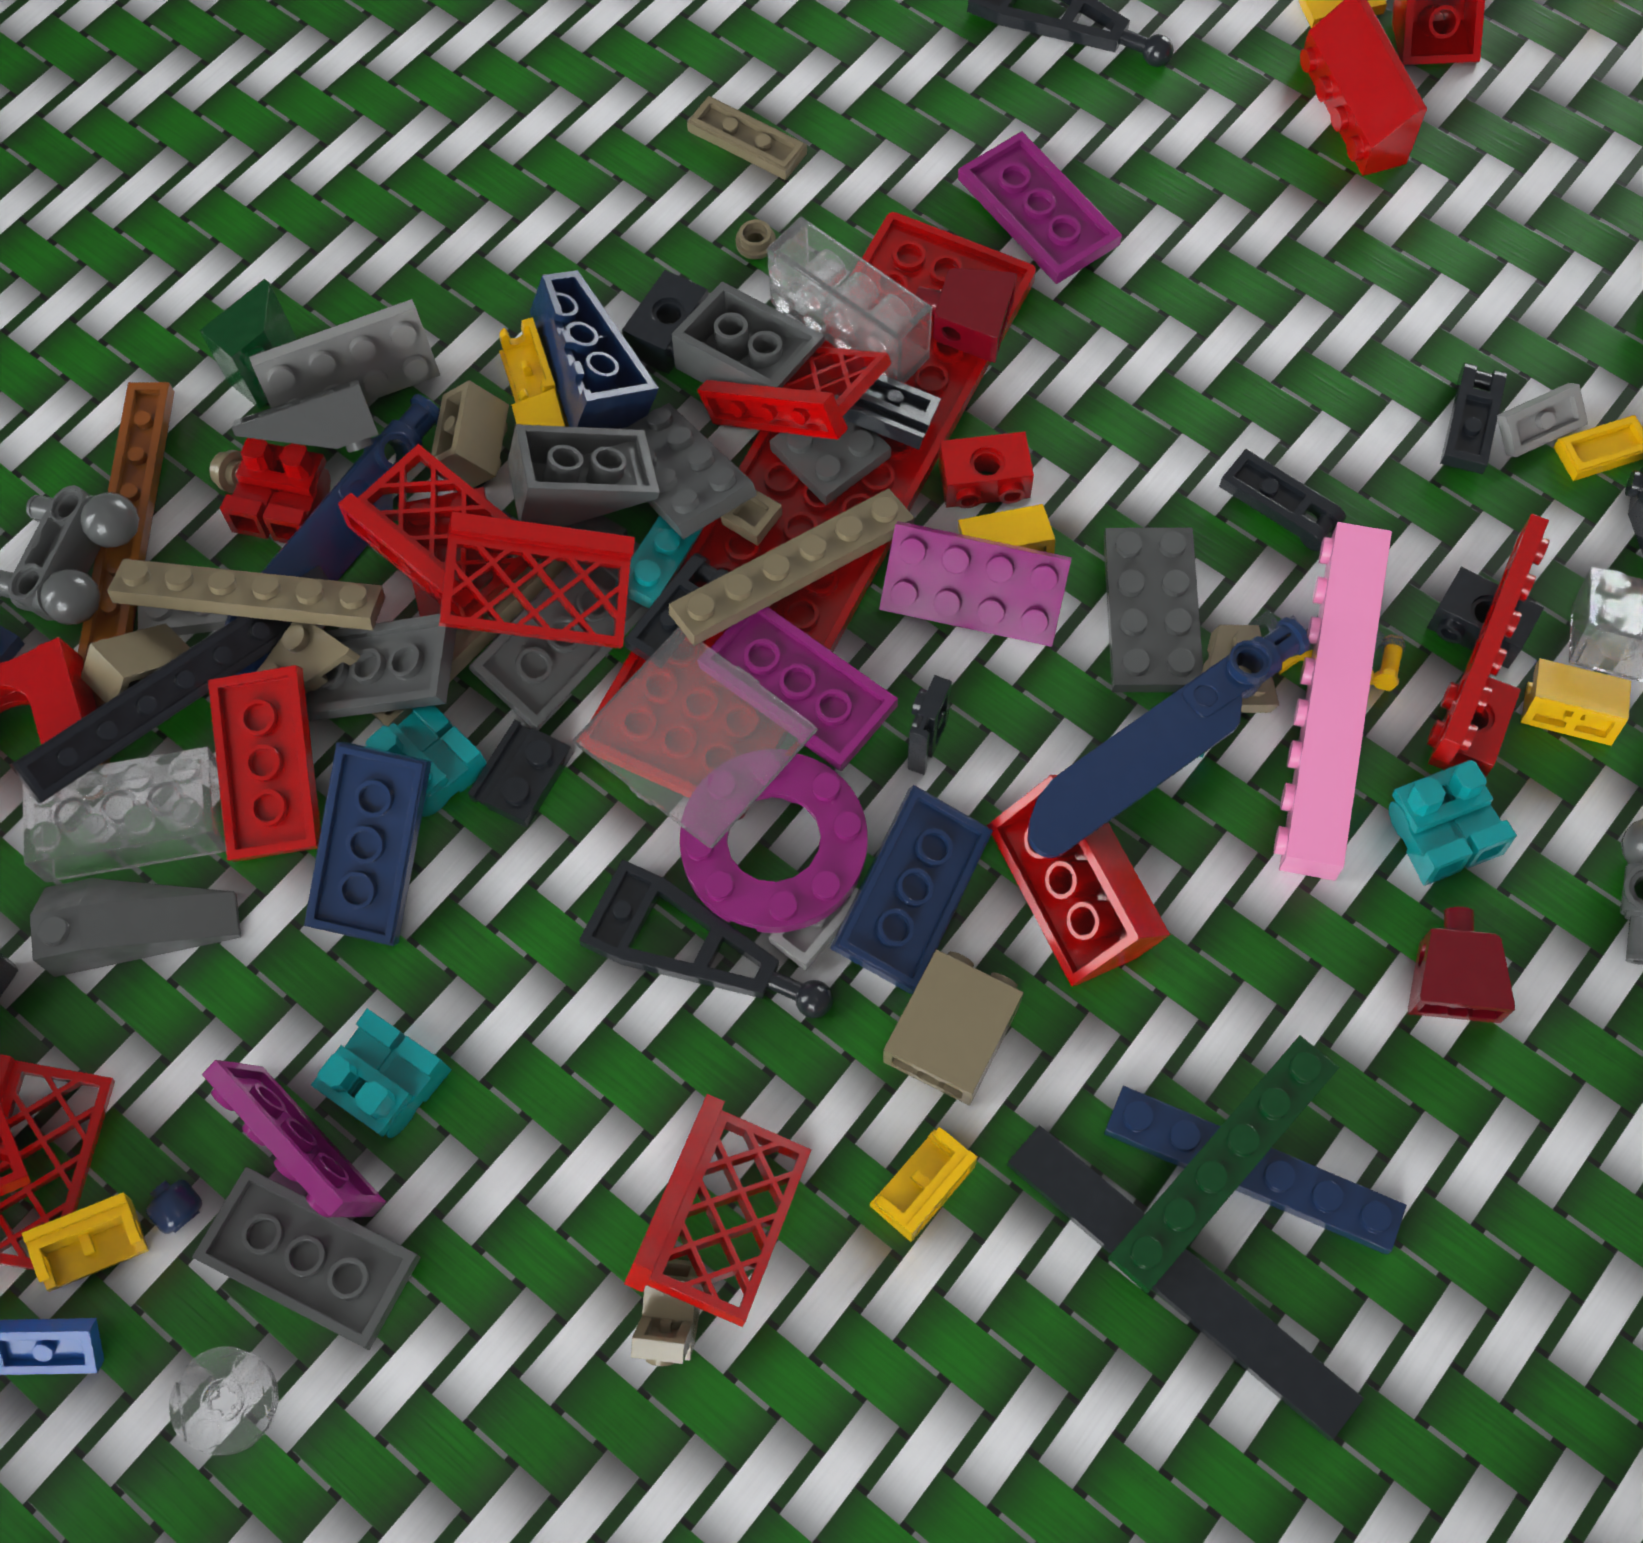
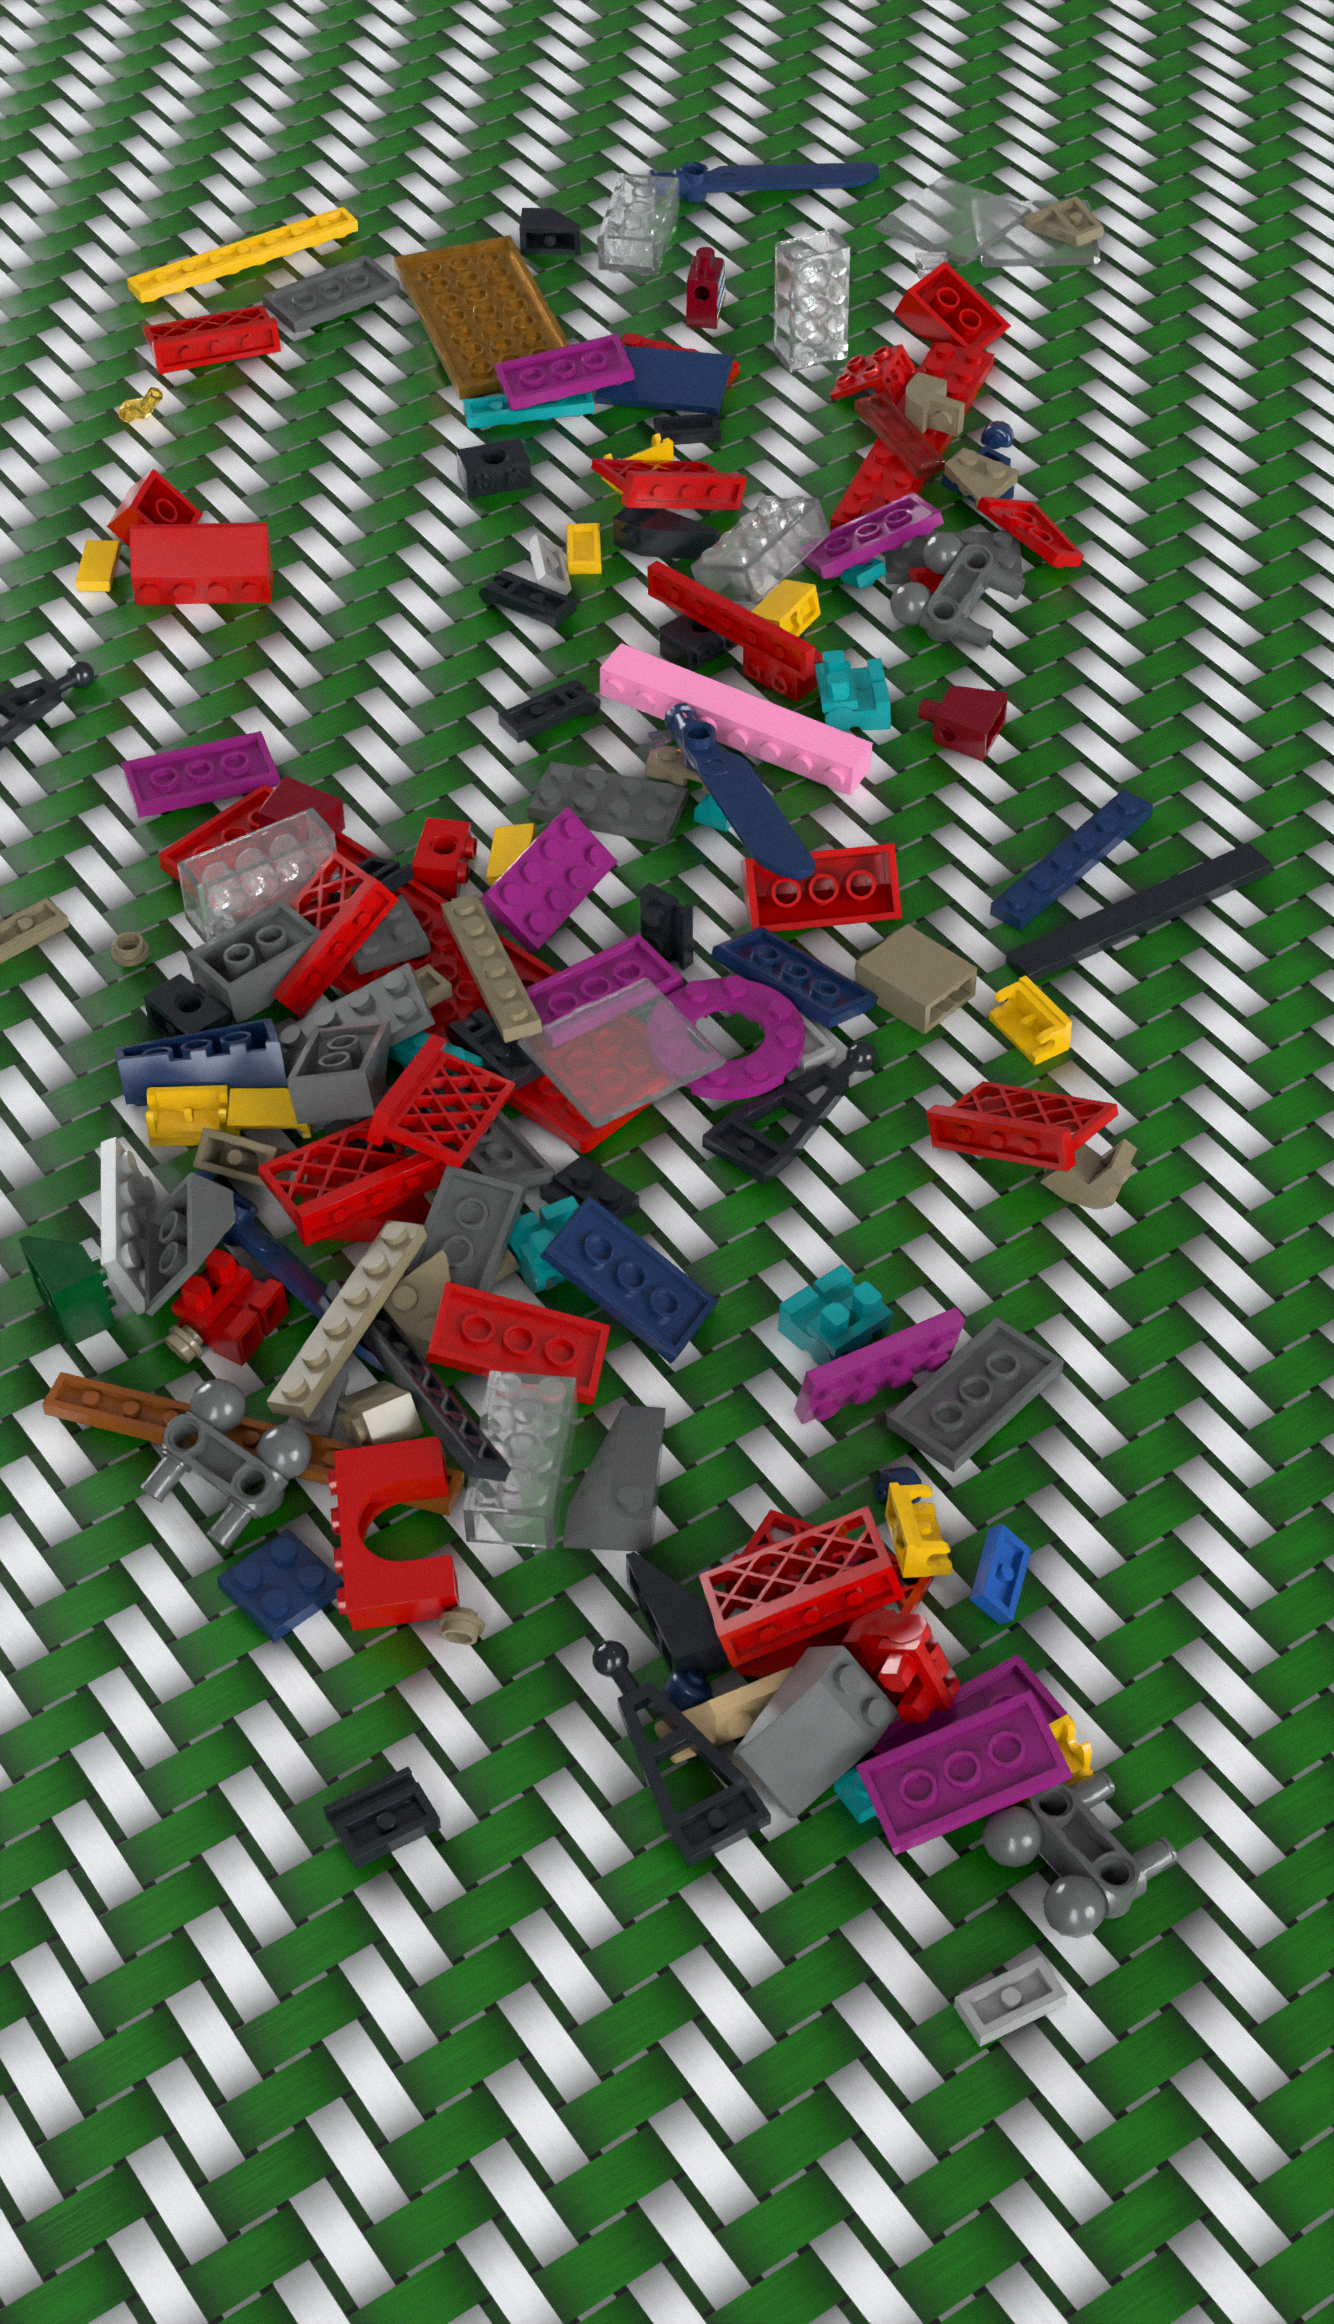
camera: 75 degrees left, 20 degrees down
(249, 1417) = (1074, 1484): clear plate -> none
(1222, 1164) = (1070, 859): dark green plate -> none

